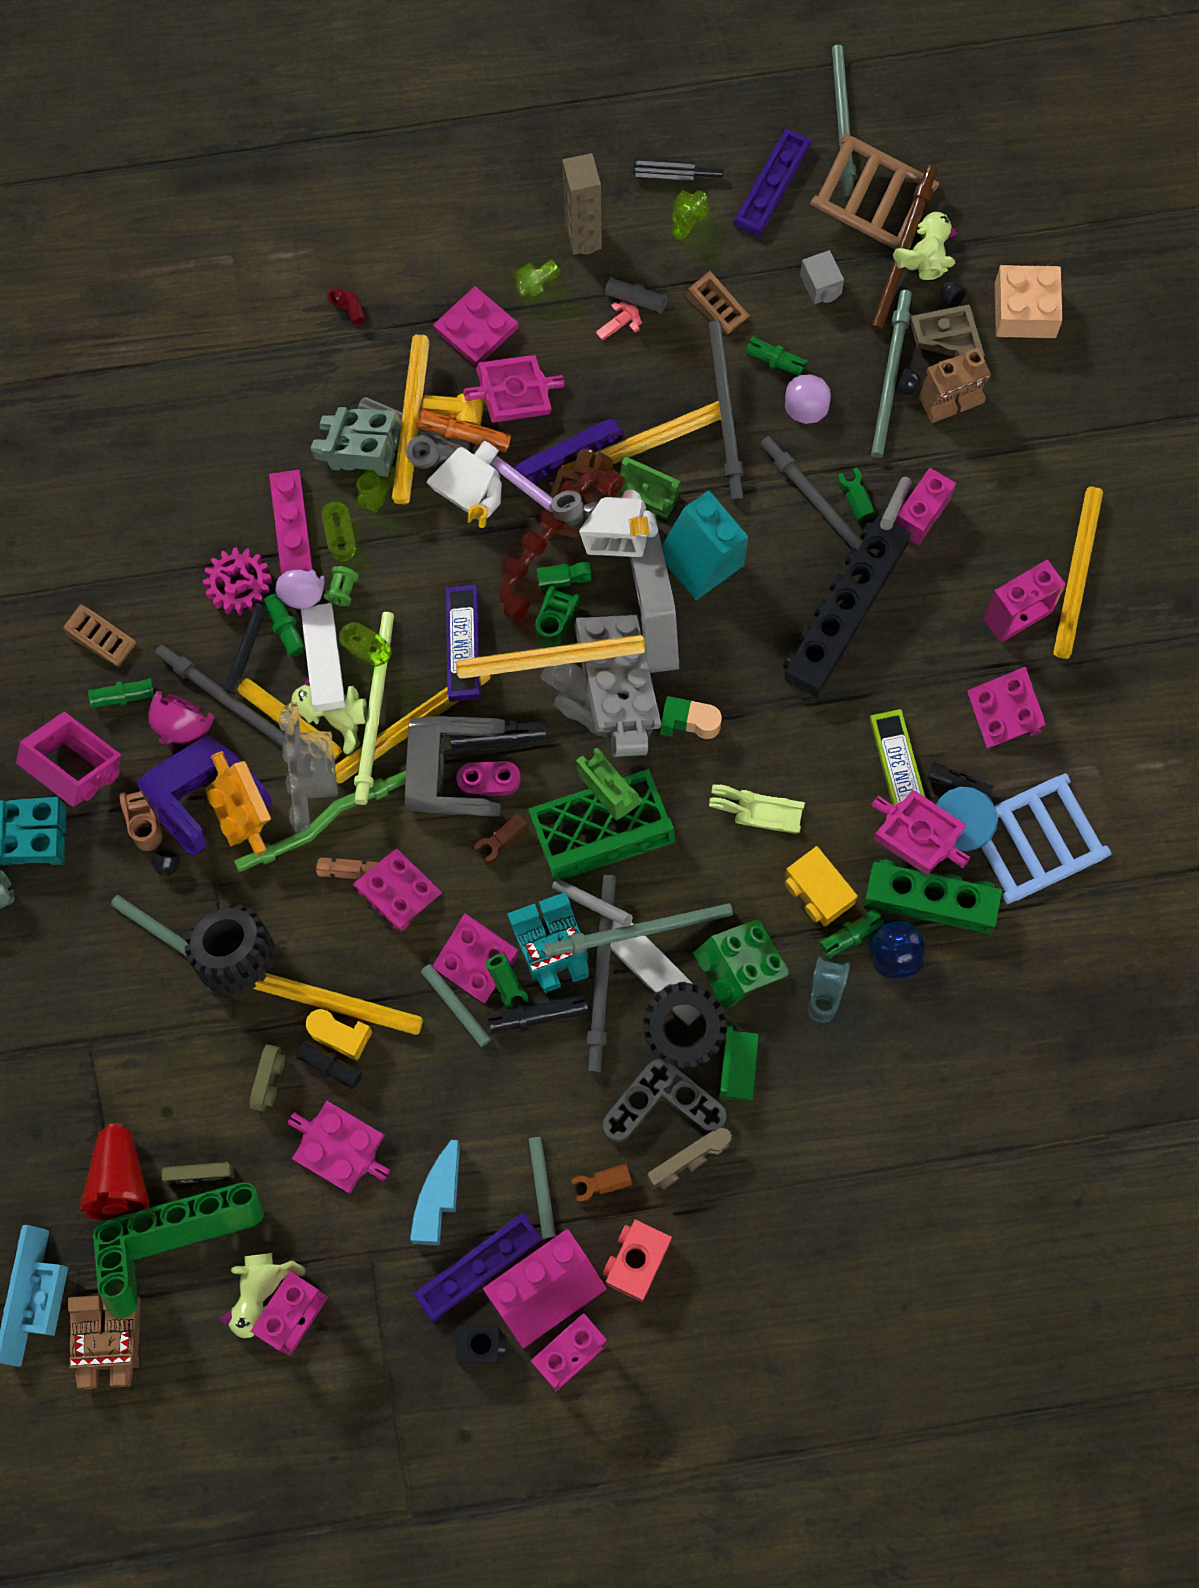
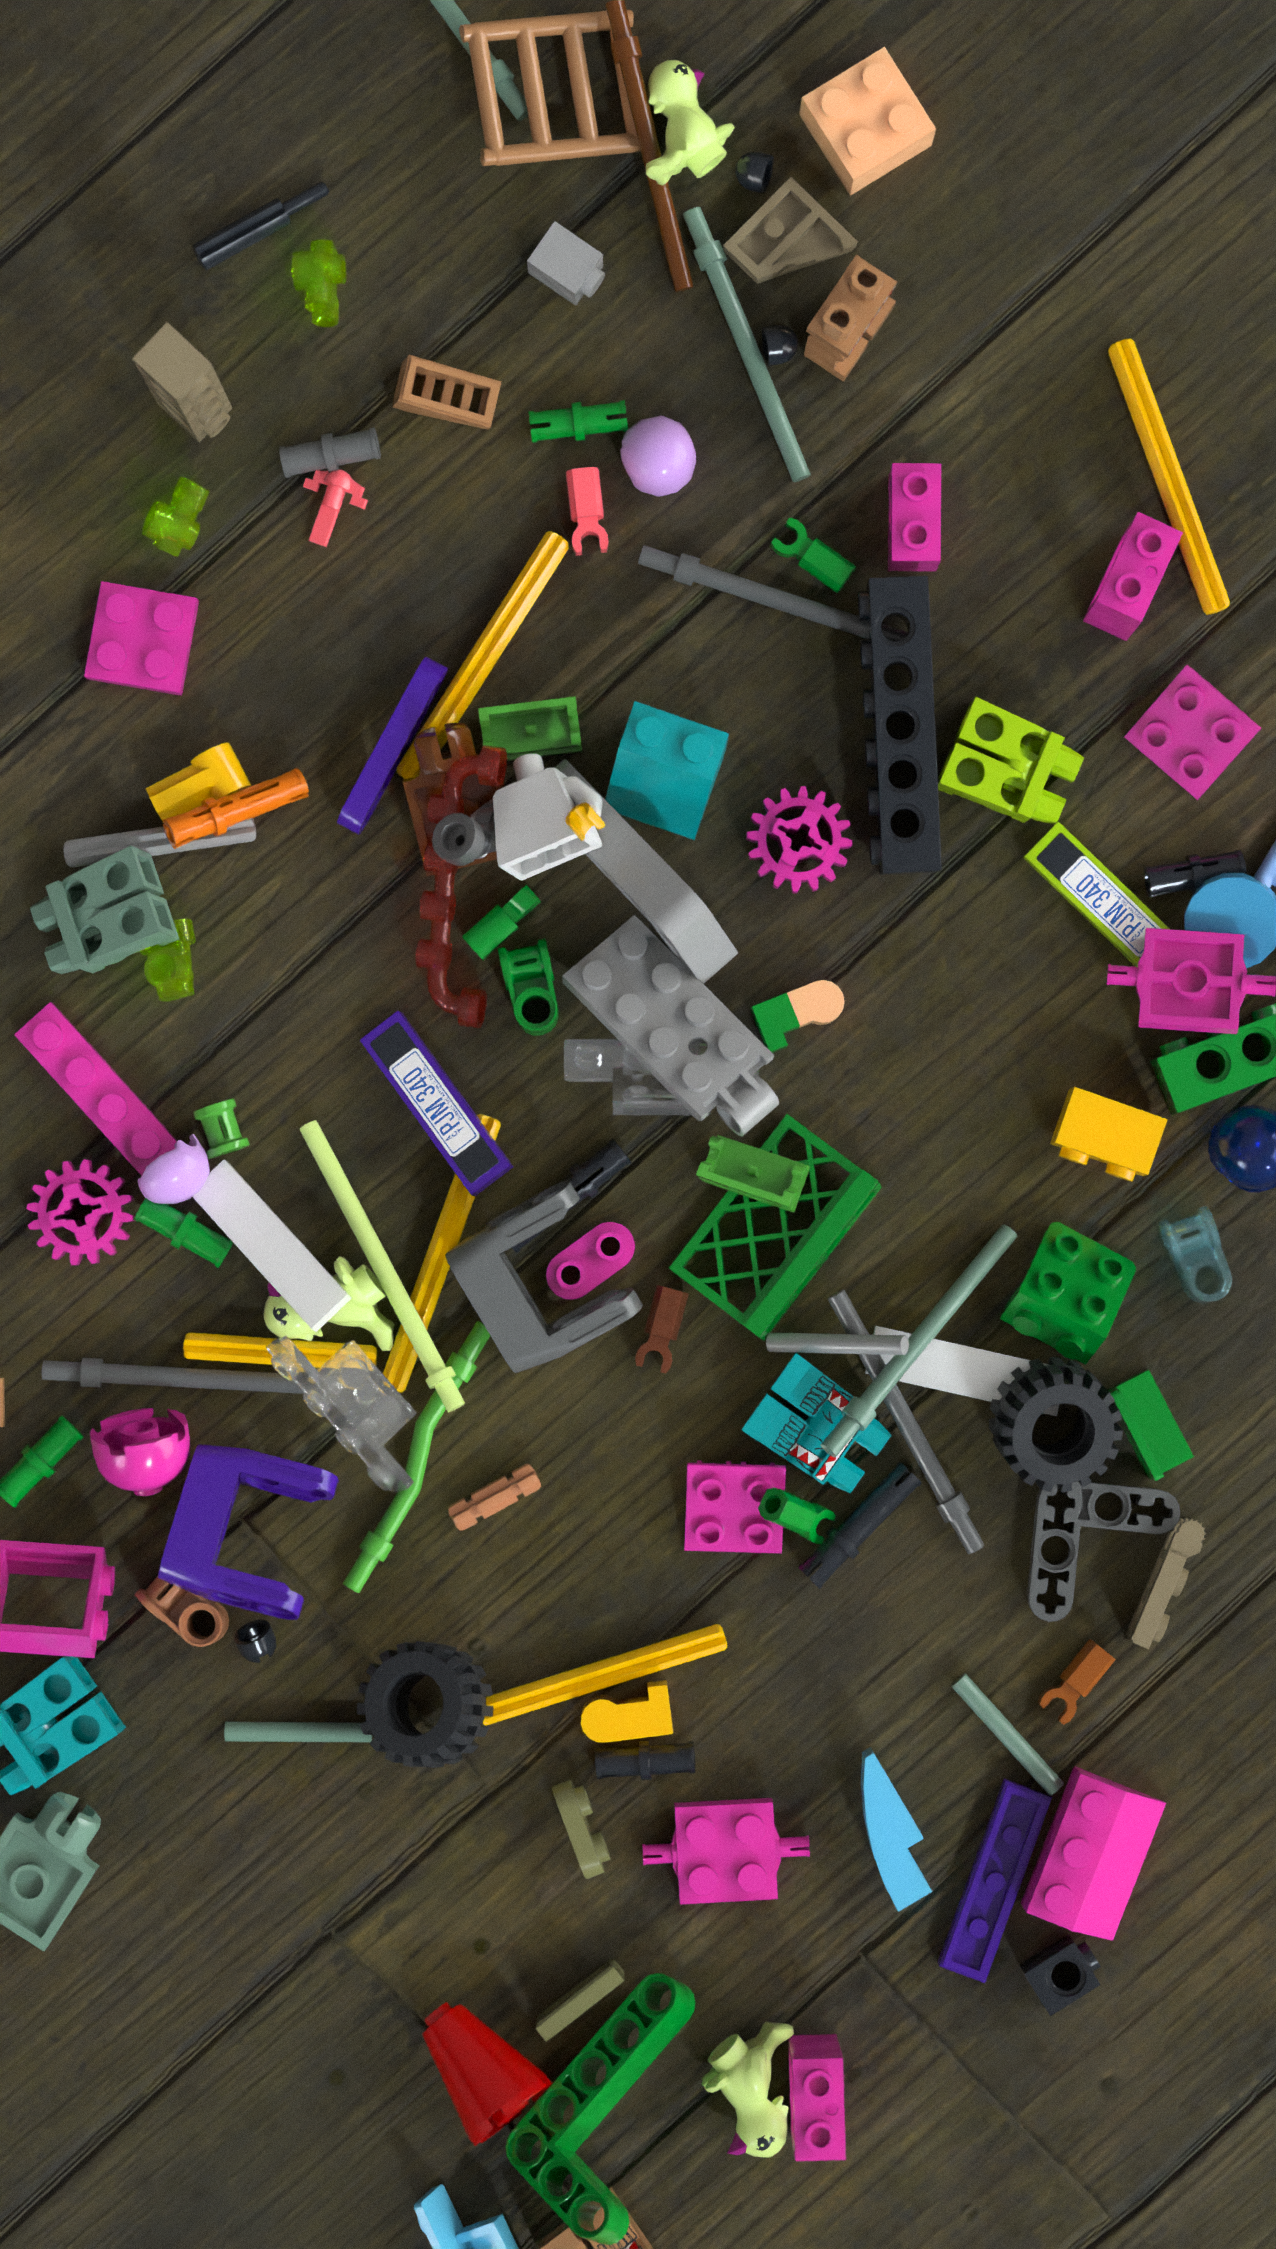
camera: 35 degrees left, 15 degrees up
(237, 803) = (301, 1514): light orange plate -> none
(245, 648) = (158, 1298): black bar -> none
(332, 532) = (154, 1060): clear neon green beam -> none
(361, 648) = (309, 1199): clear neon green beam -> none
(397, 889) = (576, 1484): dark pink hinge -> none
(410, 416) = (153, 837): yellow axle -> none
(455, 1005) = (748, 1580): sand green bar -> none
(461, 476) = (284, 875): white torso -> none
(513, 388) = (259, 701): dark pink plate -> none
(520, 481) = (350, 831): lavender bar -> none
(550, 656) = (572, 1058): yellow axle -> none
(578, 1341) = (1180, 1903): dark pink window -> none
(637, 1281) = (1200, 1773): coral brick -> none
(733, 467) = (625, 623): dark grey bar -> none
(752, 400) = (586, 506): none -> coral bar
(756, 618) = (820, 849): none -> dark pink gear
(759, 810) = (968, 1072): yellowish green arm -> none
(772, 182) = (402, 156): dark purple tile -> none
(851, 933) = (1182, 1163): green pin -> none
(892, 661) = (1022, 766): none -> lime hips
(895, 503) = (878, 542): light grey bar -> none

